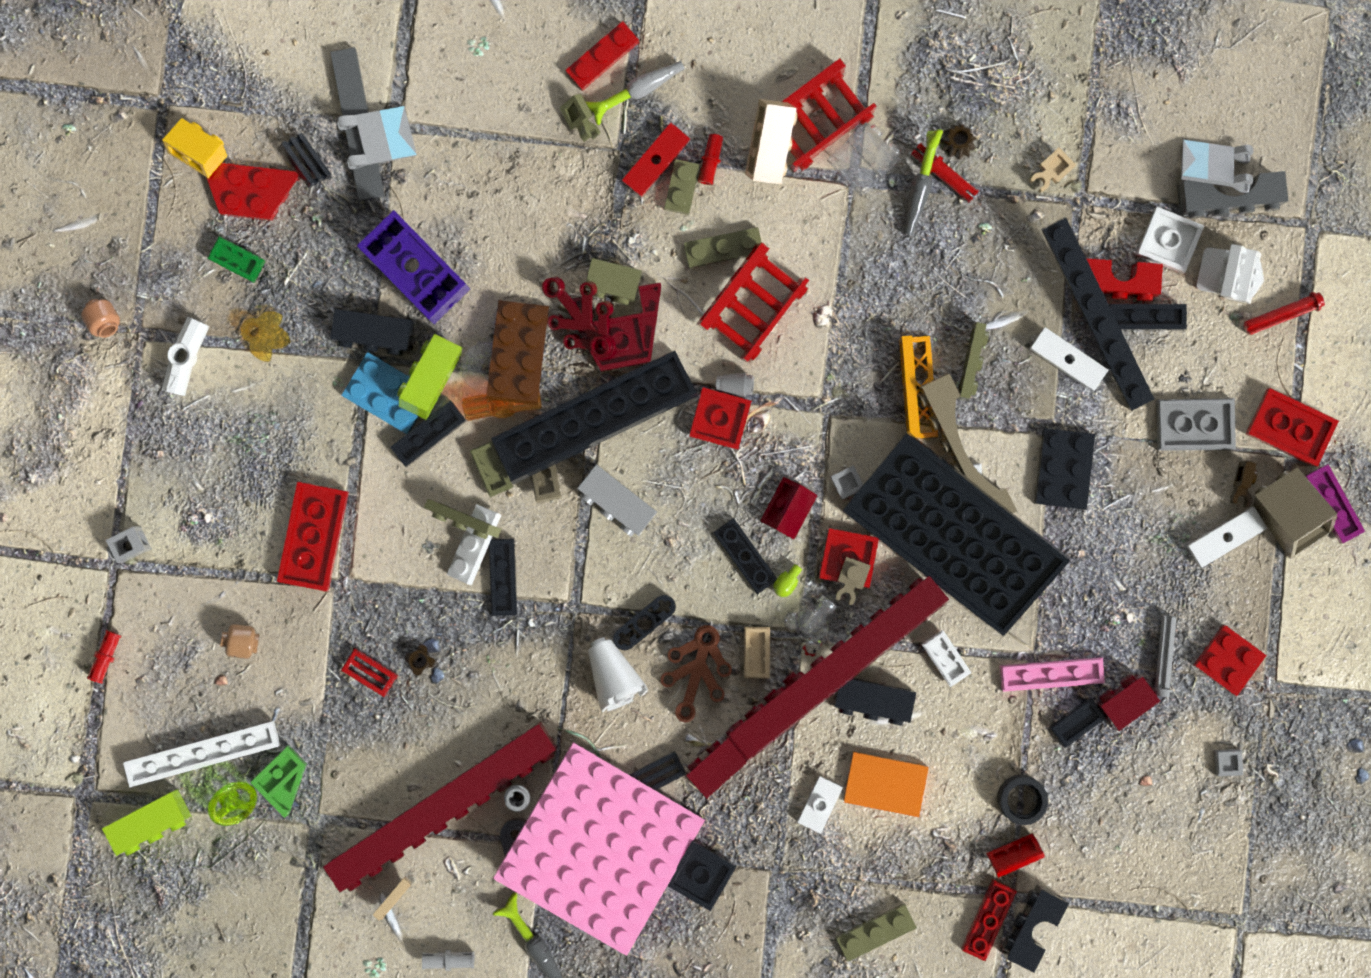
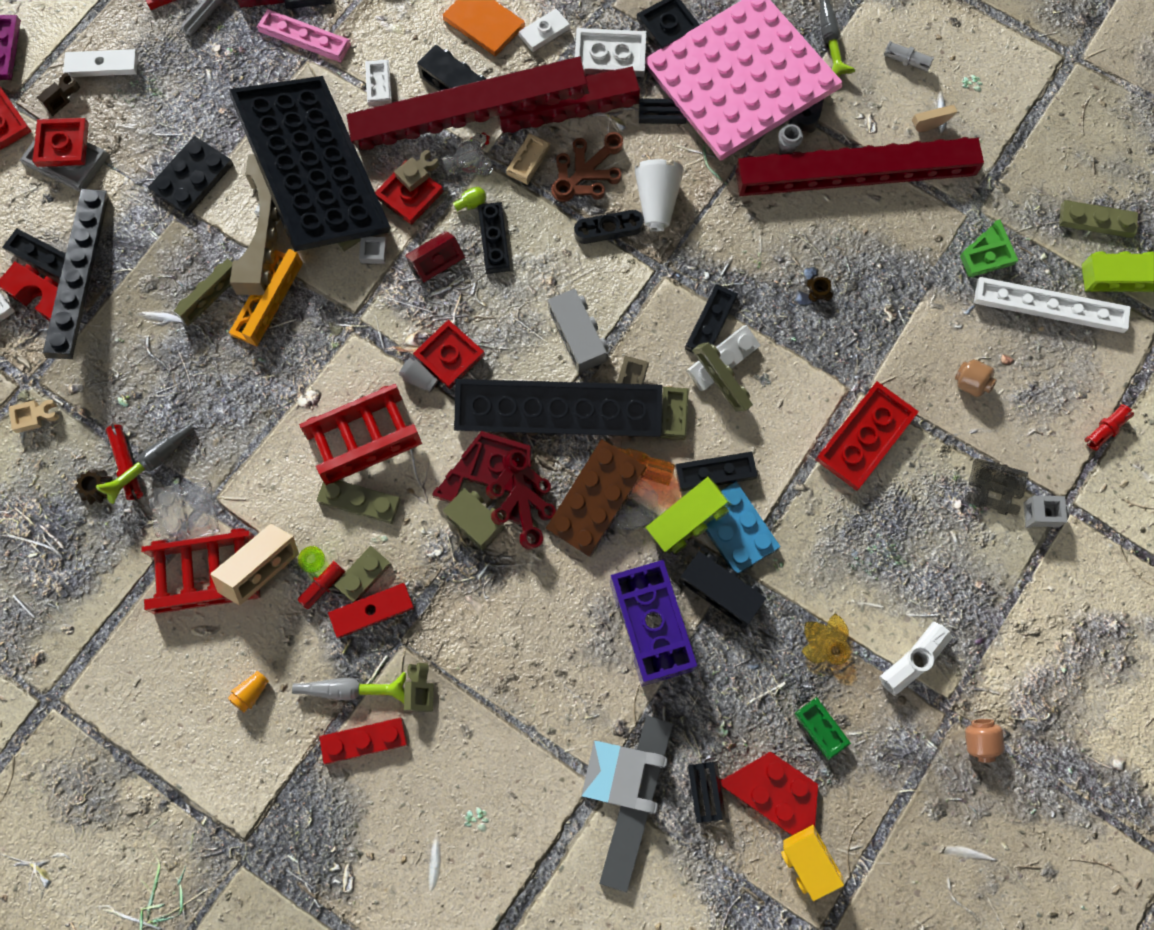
camera: 150 degrees left, 15 degrees down
(180, 555) = (999, 479): none -> clear smoke plate
(194, 871) = (1098, 219): none -> olive plate
(230, 801) = (1042, 251): clear neon green piece -> none
(388, 683) = (859, 303): red tile -> none
(717, 43) = (248, 691): none -> light orange cone
(732, 184) = (314, 566): none -> clear neon green plate
(740, 811) = (611, 50): none -> white plate
(1082, 367) = (127, 254): white tile -> none
(1203, 432) = (60, 142): none -> red plate
(1294, 512) = (33, 51): dark tan slope -> none

